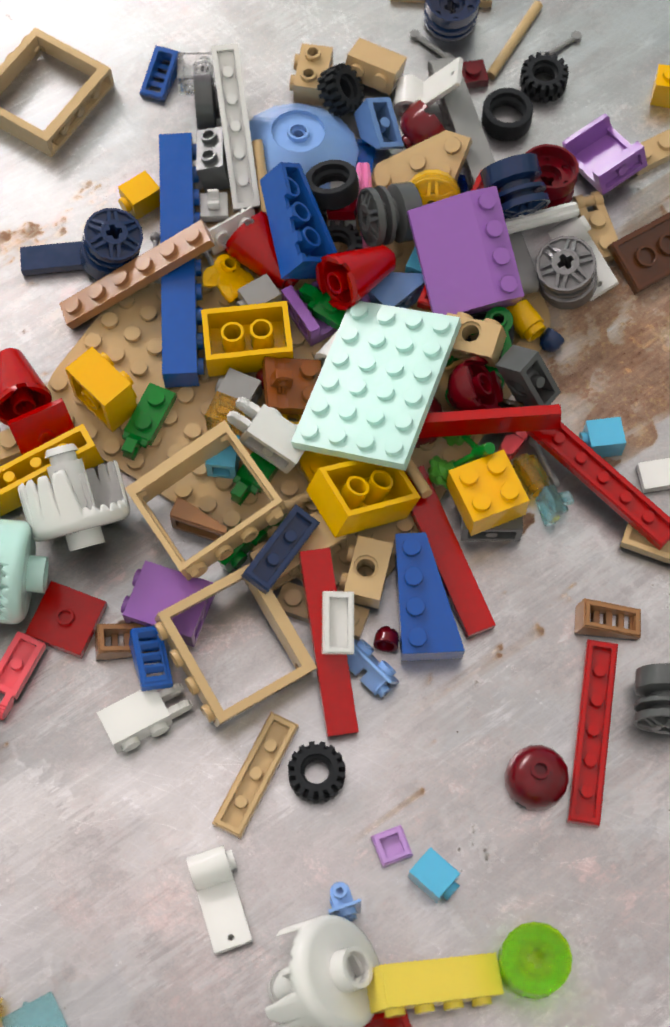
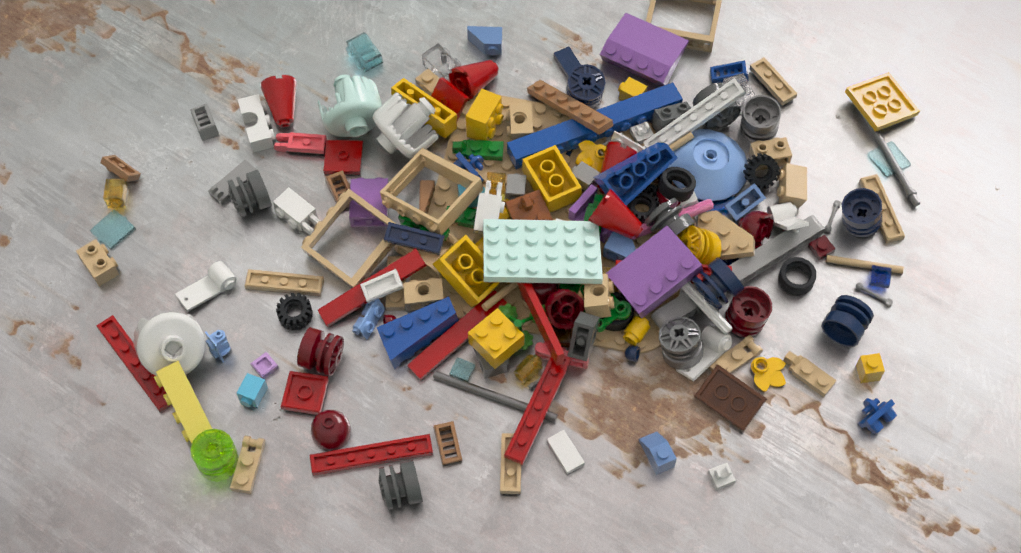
camera: 70 degrees right, 5 degrees down
(35, 802) = (221, 189): none -> light grey hinge
(81, 153) = (644, 49): none -> medium lavender slope
(81, 776) = (249, 193): none -> dark grey wheel
(119, 337) = (521, 114): none -> tan brick
(144, 640) = (334, 193): blue slope -> none
(164, 447) = (476, 162): none -> blue hips
(200, 30) = (773, 81): none -> tan plate
(263, 59) = (760, 118): none -> flat silver wheel
(415, 744) = (320, 351): none -> dark red wheel
(462, 797) = (304, 392): none -> red plate
(498, 564) = (462, 369): none -> clear light blue tile
(541, 28) = (880, 276): none -> clear blue plate
(543, 547) = (487, 393): none -> flat silver bar
(544, 65) = (842, 280): black tyre -> none
(553, 504) = (513, 387): clear light blue tile -> none
(576, 928) = (247, 465): none -> tan plate
(599, 80) = (847, 320): none -> dark blue wheel
(604, 436) = (572, 403): medium azure brick -> none
(605, 155) = (789, 341): medium lavender panel -> none
(634, 200) = (770, 374): none -> yellow plate

